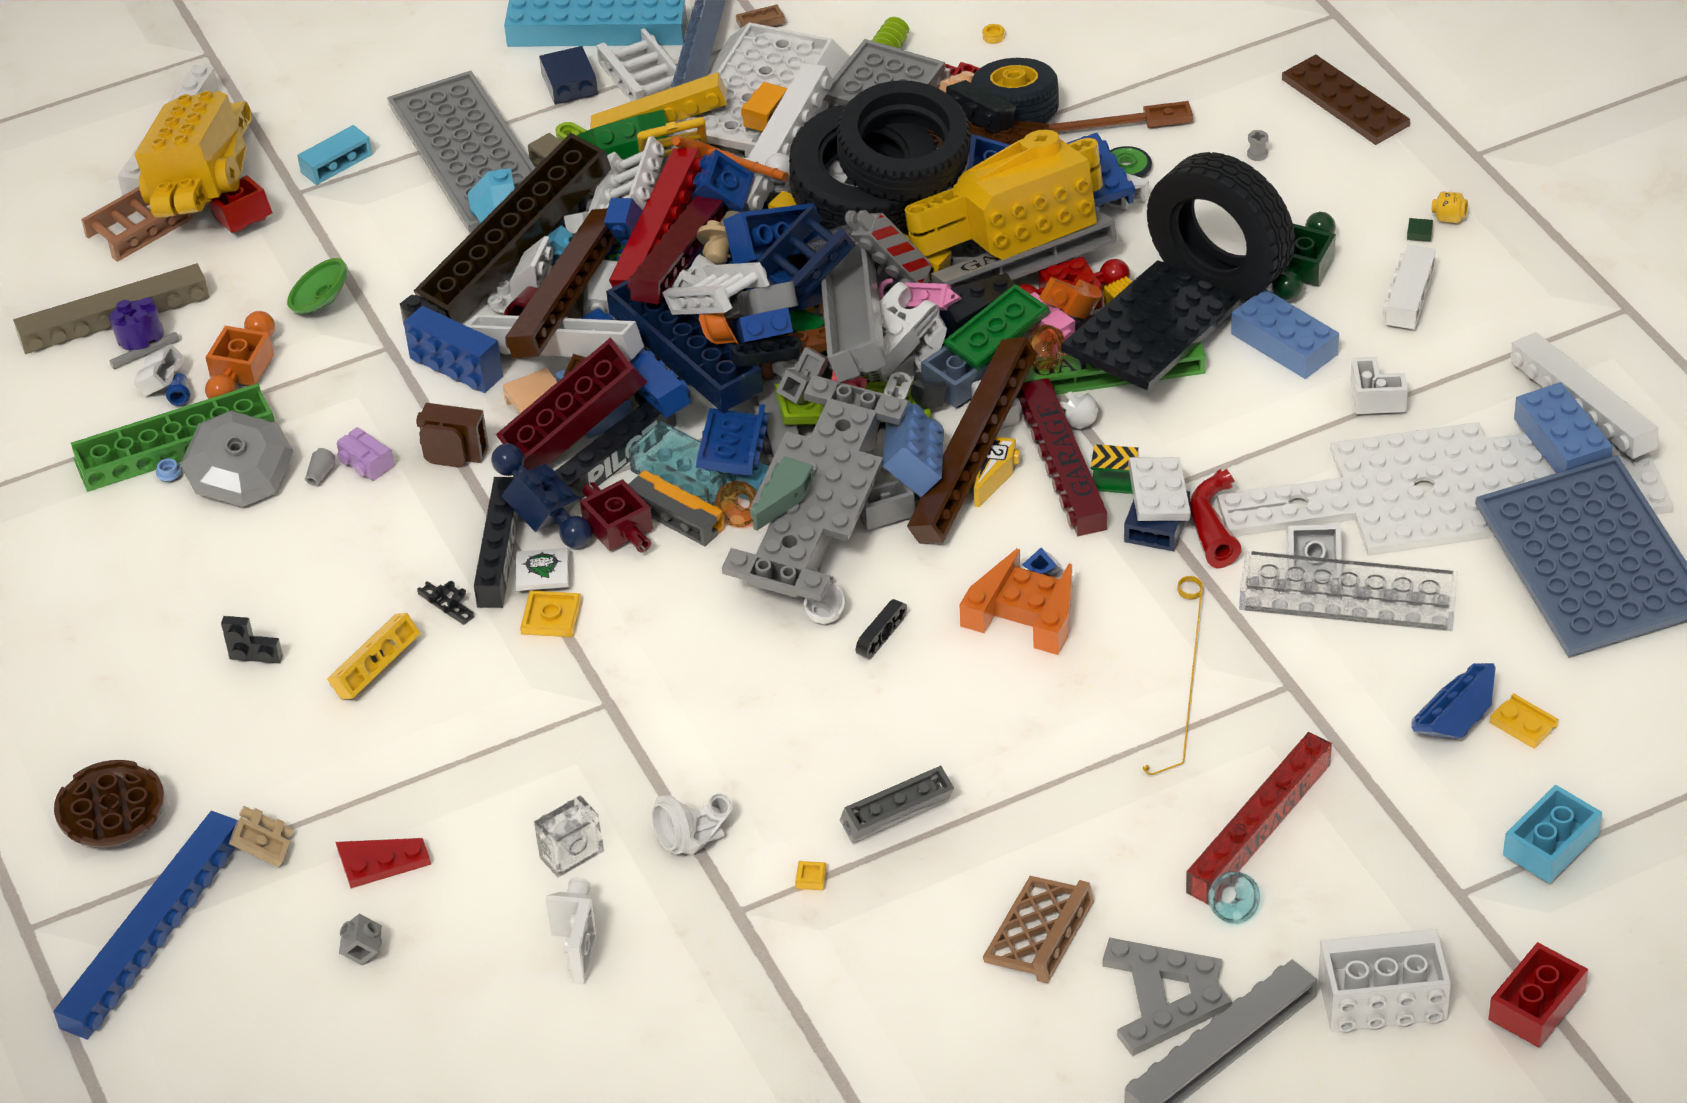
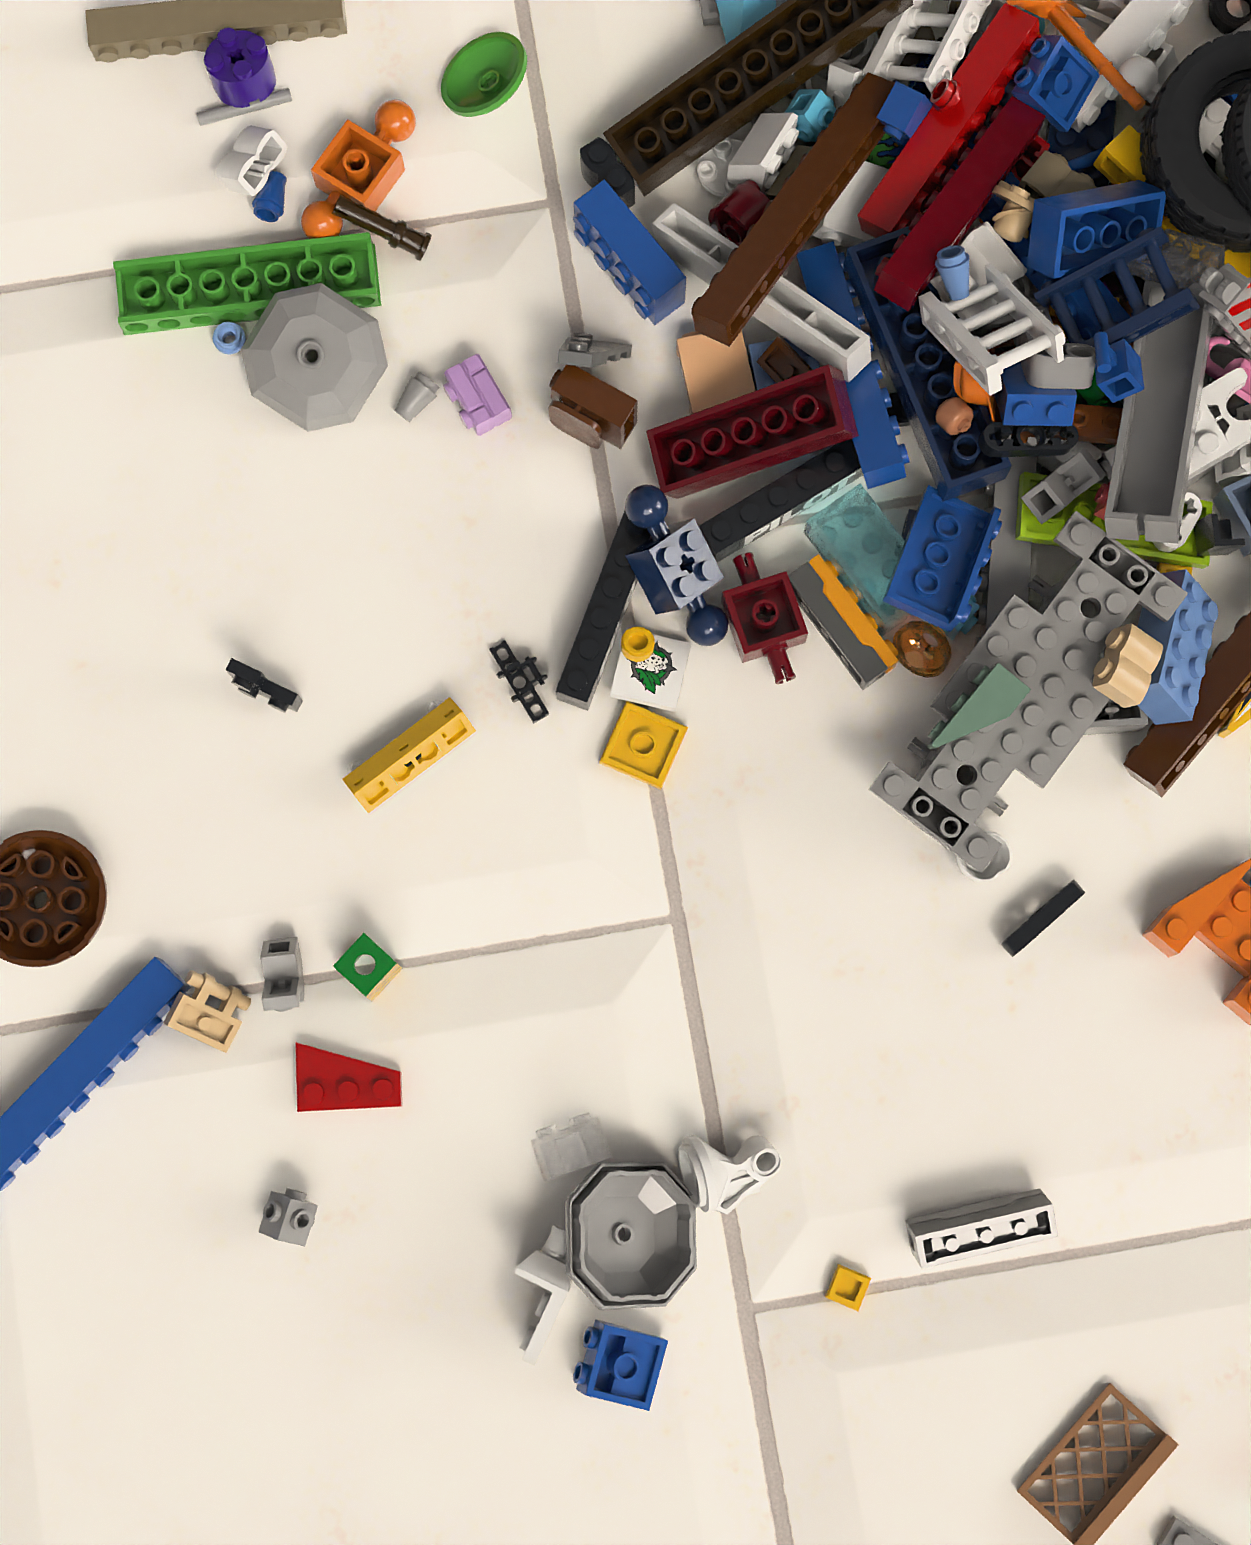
camera: 15 degrees right, 35 degrees up
(279, 381) = (396, 233): none -> dark brown pin
(313, 801) = (282, 974): none -> light grey brick
(389, 774) = (383, 973): none -> green piece
(439, 395) = (585, 352): none -> dark grey wing
(527, 553) = (637, 644): none -> yellow tile
(630, 870) = (657, 1243): none -> light grey rock
(648, 199) = (946, 95): none -> red plate
(648, 958) = (620, 1365): none -> blue plate
(681, 269) = (954, 271): none -> medium blue cone
(711, 353) = (954, 416): none -> nougat piece
(810, 289) = (1117, 368): none -> blue brick
(876, 442) = (1127, 665): none -> tan brick

